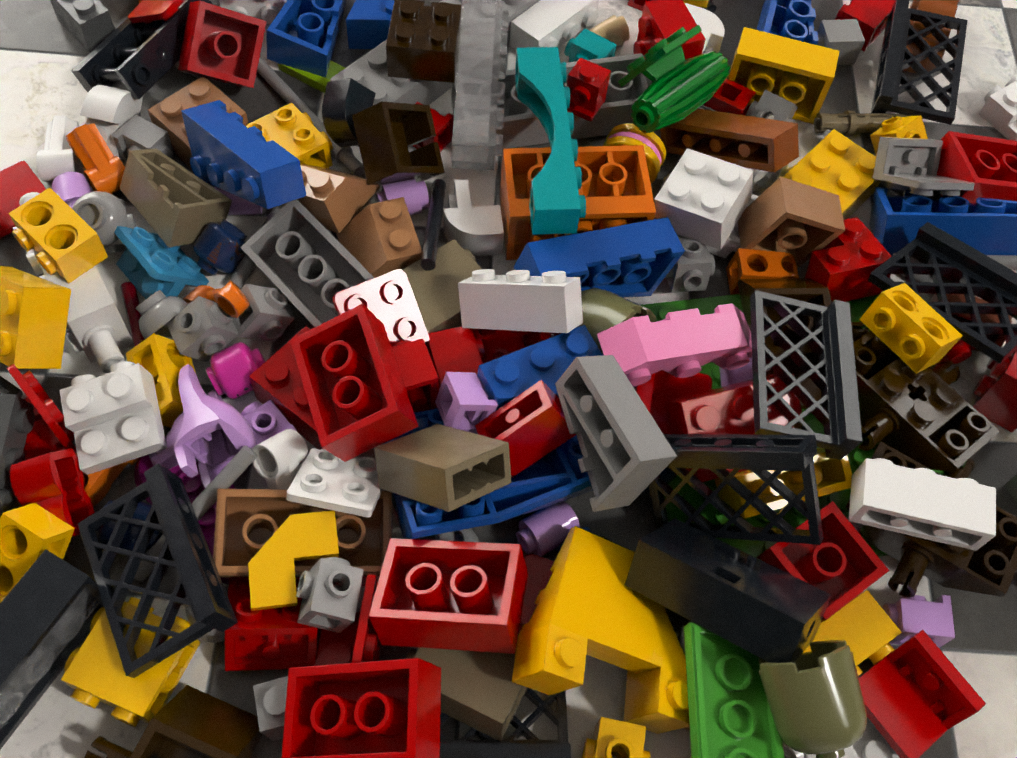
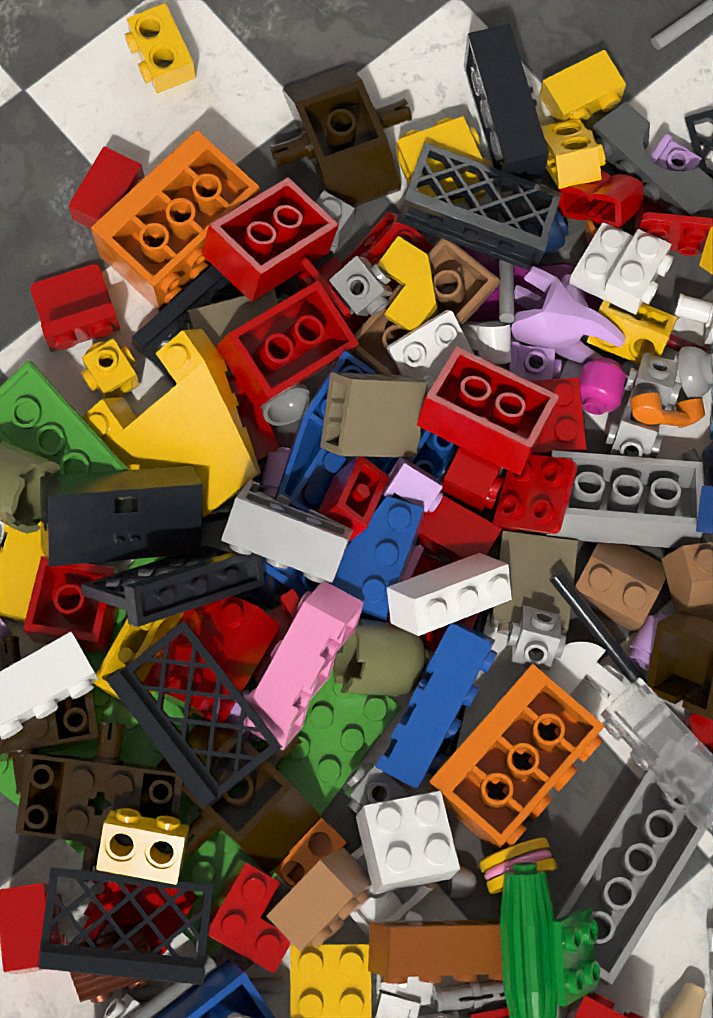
camera: 140 degrees right, 15 degrees up
(485, 240) = (536, 638): none -> light grey brick
(554, 190) = (638, 814): teal arch -> none
(587, 88) = (604, 862): red brick -> none
(589, 47) = (669, 964): teal brick -> none

